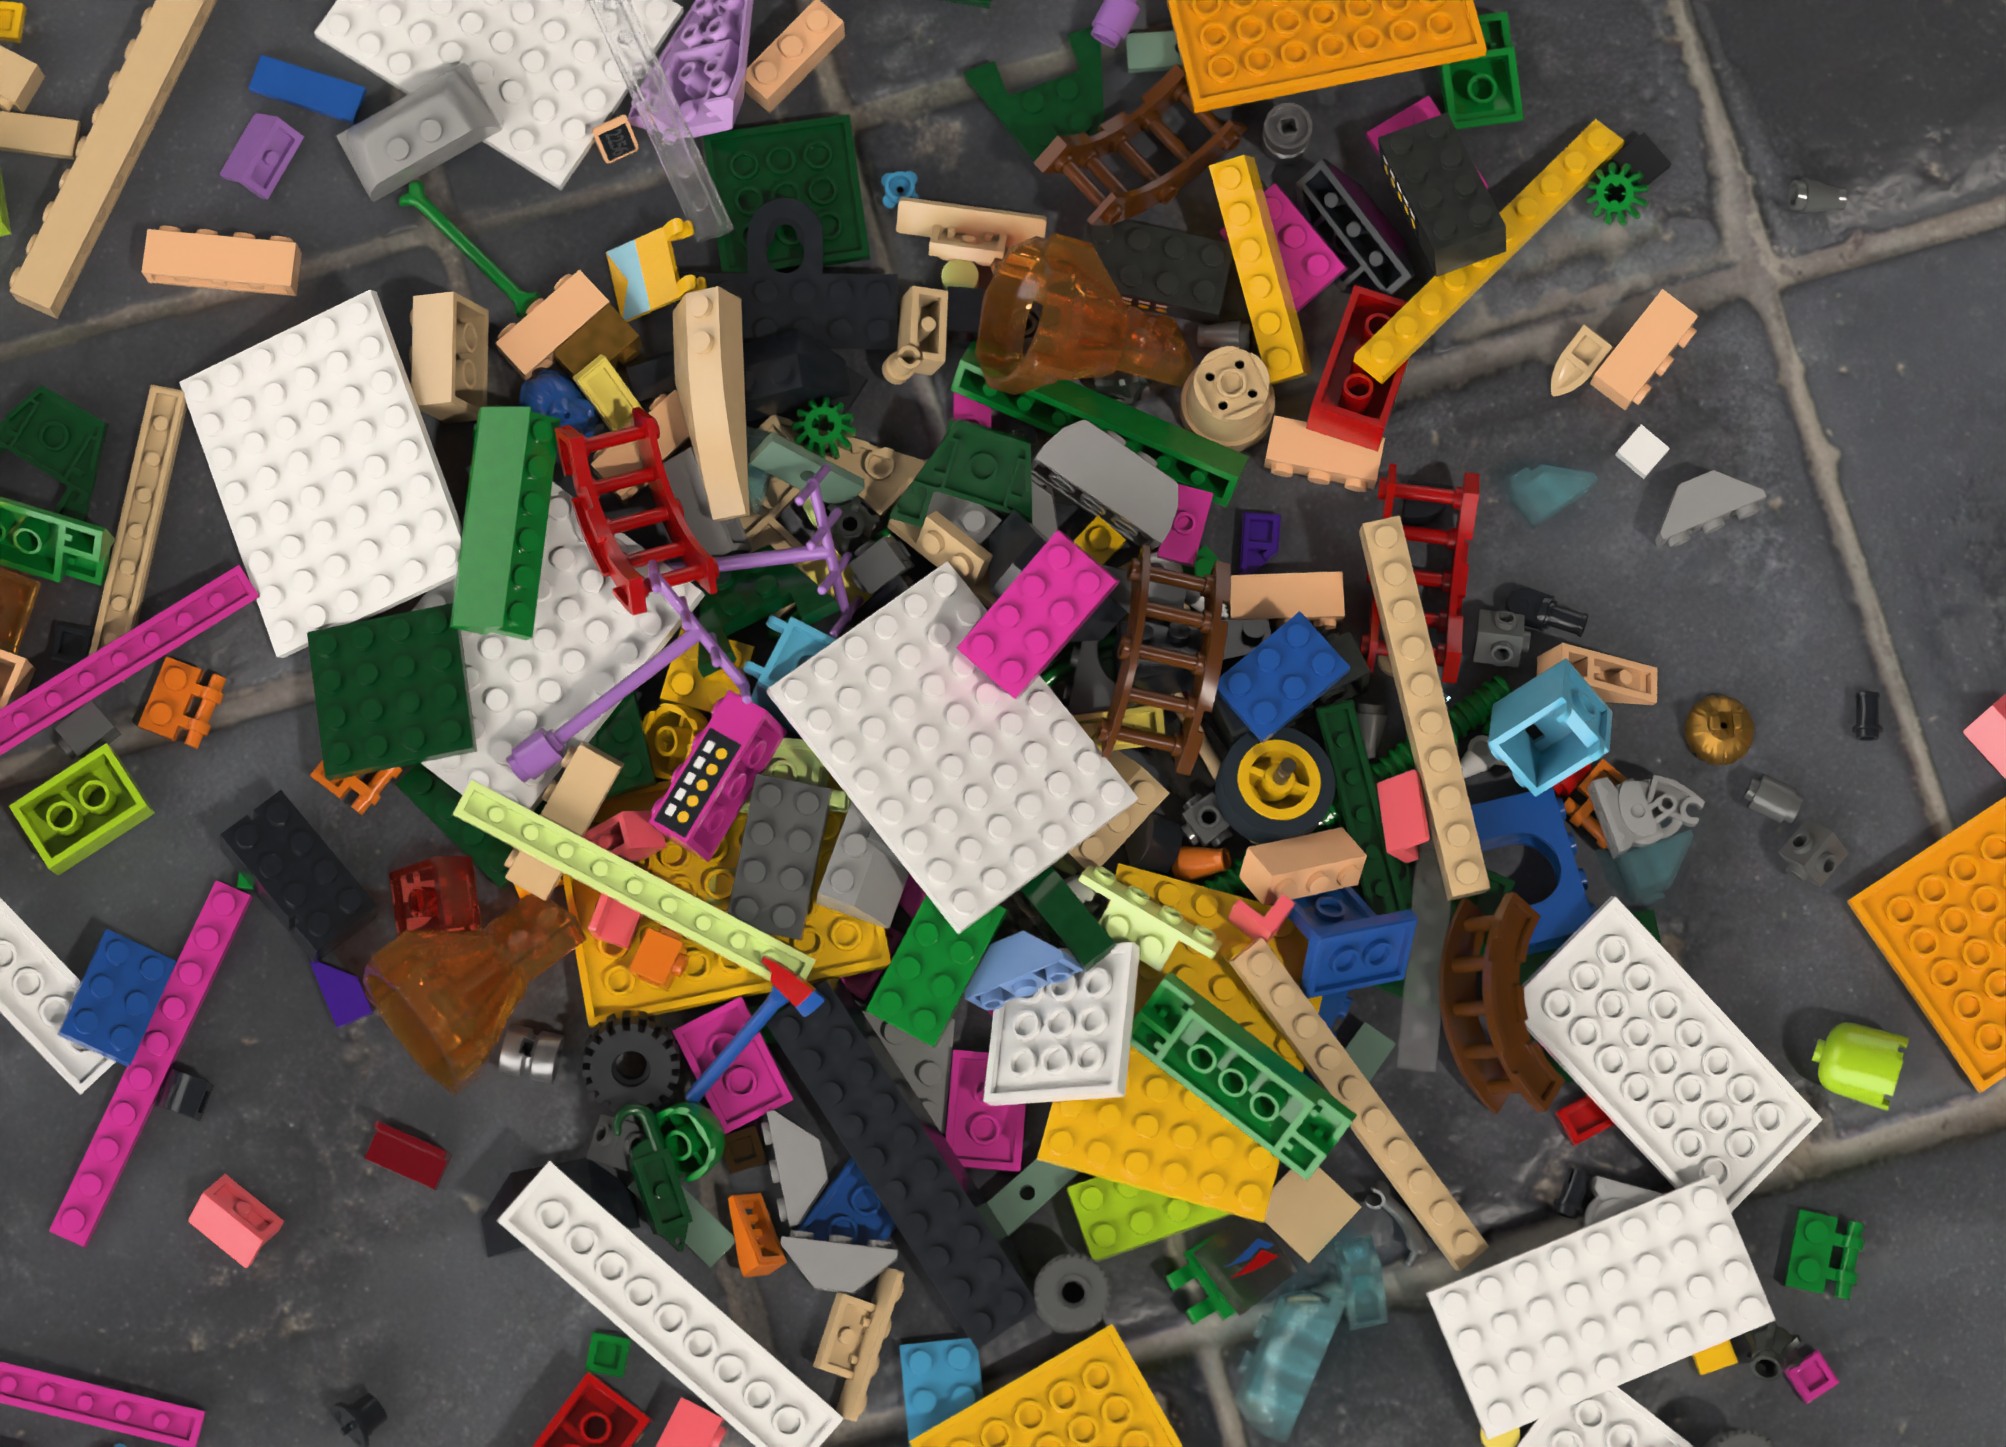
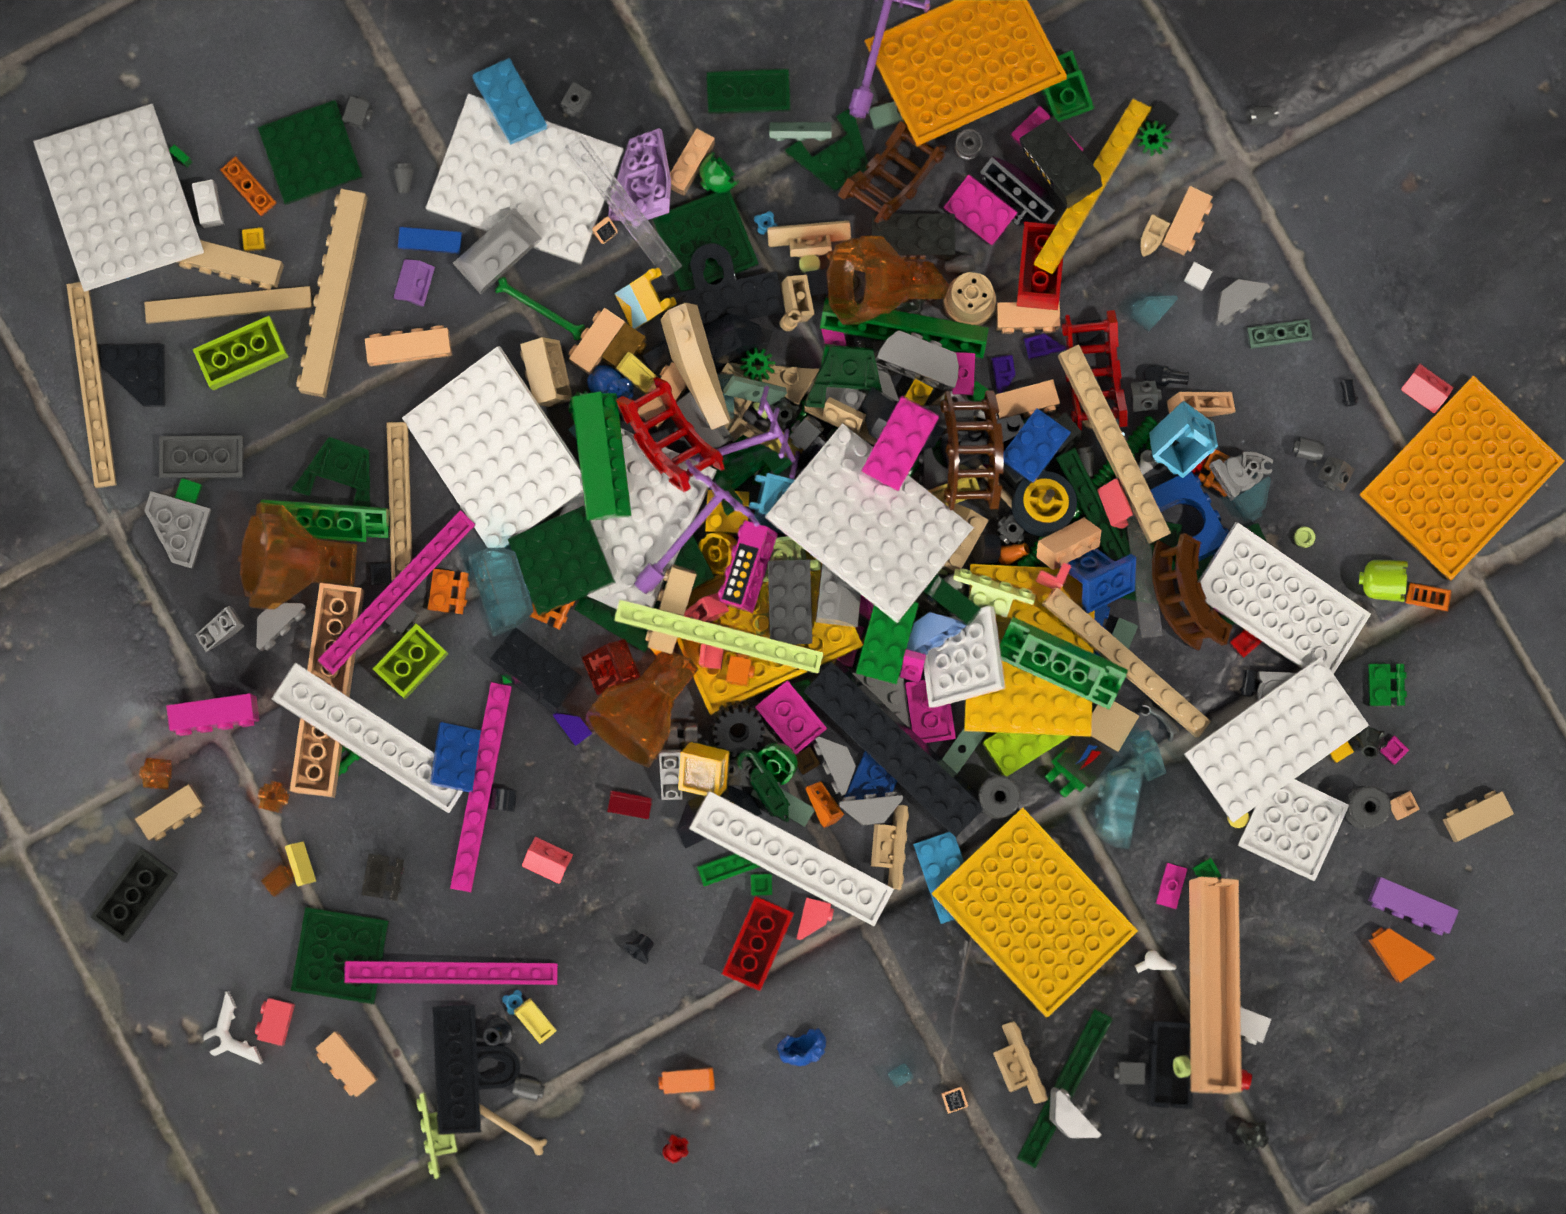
camera: 15 degrees left, 5 degrees up
(274, 716) = (501, 588): none -> clear light blue windscreen
(493, 1116) = (670, 774): none -> light grey slope
(547, 1310) = (724, 868): none -> green tile
(551, 1121) = (703, 769): none -> piece
(786, 987) = (812, 671): blue piece -> none
(833, 86) = (716, 174): none -> green cylinder
(972, 1021) = (913, 665): none -> dark pink plate
(998, 45) = (800, 130): none -> sand green tile
(1260, 269) = (972, 224): yellow brick -> none
(1335, 511) = (1041, 345): none -> dark purple tile
(1711, 741) = (1266, 423): pearl gold hair -> none
(1731, 955) = (1304, 537): none -> yellowish green tile
(1743, 585) = (1267, 334): none -> sand green tile
(1954, 1106) = (1446, 601): none -> orange slope

